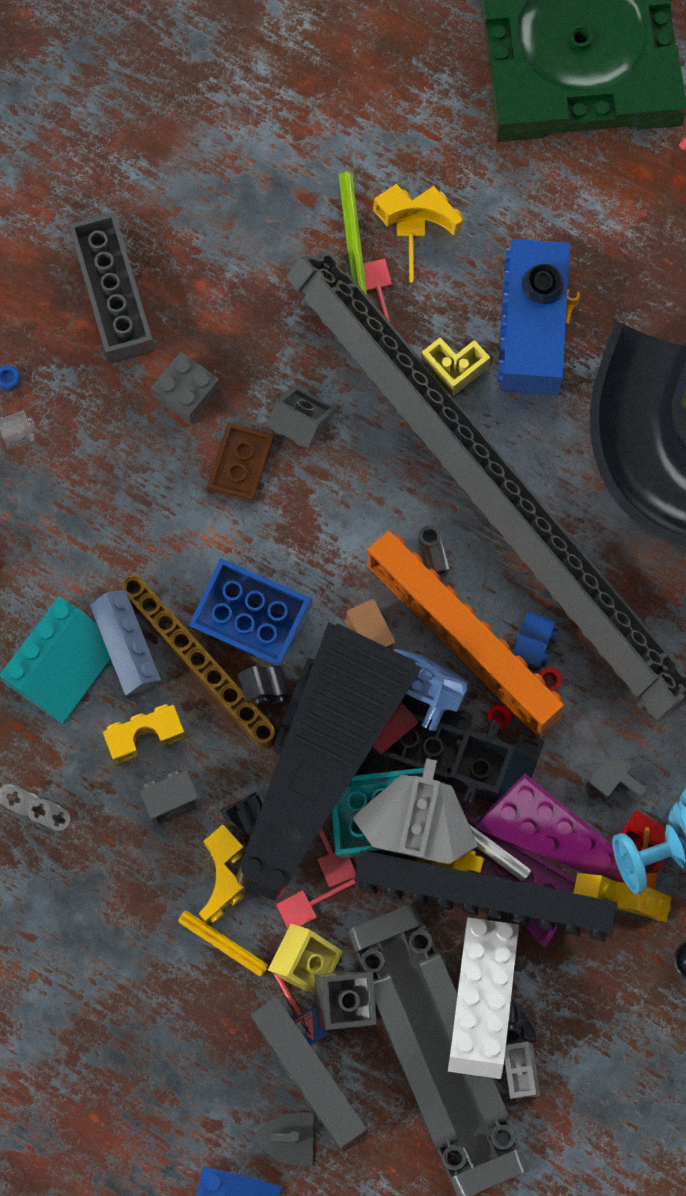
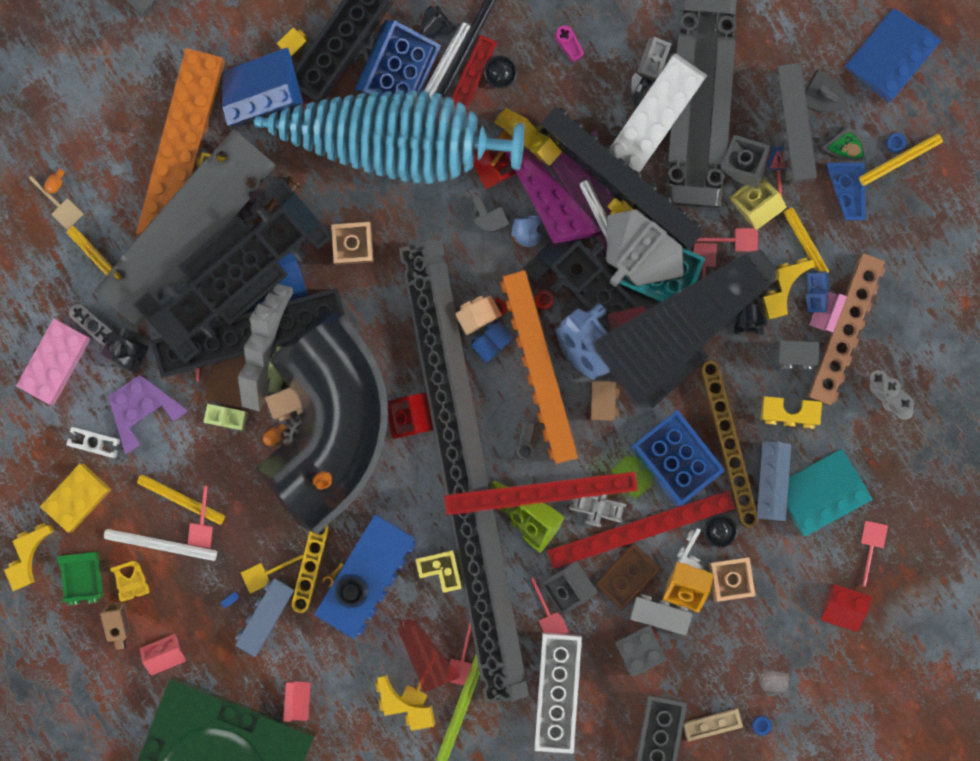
camera: 150 degrees left, 15 degrees up
(64, 353) = (712, 724): none -> tan tile
(120, 511) = (731, 579): none -> light nougat brick
(137, 951) = (817, 391): none -> nougat brick
(156, 1100) = (900, 159): none -> yellow axle
(157, 873) = (827, 320): none -> bright pink panel
(159, 560) = (720, 530): none -> black hat
(166, 477) = (688, 587): none -> light orange brick
(171, 1122) = (896, 142): none -> blue tile
(174, 511) = (683, 552): none -> white bracket
(179, 889) = (817, 291): none -> blue slope
(181, 437) = (661, 614): none -> light grey brick
(202, 1035) = (849, 189): none -> blue wing
(231, 1084) = (847, 145): none -> shield
(251, 520) = (641, 529): none -> red plate
(255, 300) = (558, 692): none -> white brick
(265, 685) = (693, 401): black brick -> none
(293, 570) = (630, 464): none -> clear neon green brick
(298, 372) = (552, 623): none -> coral piece
(324, 517) = (603, 508): none -> light grey axle
(376, 471) = (535, 521): none -> lime wedge
(388, 489) = (540, 493): none -> red plate
(420, 268) = (428, 661): none -> clear red slope
(536, 160) = (297, 701): none -> coral panel
(564, 783) = (525, 230): none -> medium blue helmet
(569, 654) = (477, 315): none -> light nougat brick
(582, 512) = (409, 416): none -> red slope
(596, 291) = (304, 574): none -> yellow beam
(620, 227) = (265, 617): none -> sand blue brick
(629, 1034) = (570, 45): none -> dark pink piece
(641, 386) = (322, 480): none -> orange plate
(651, 265) = (257, 578): none -> yellow piece
(669, 226) = (229, 599): none -> blue tile

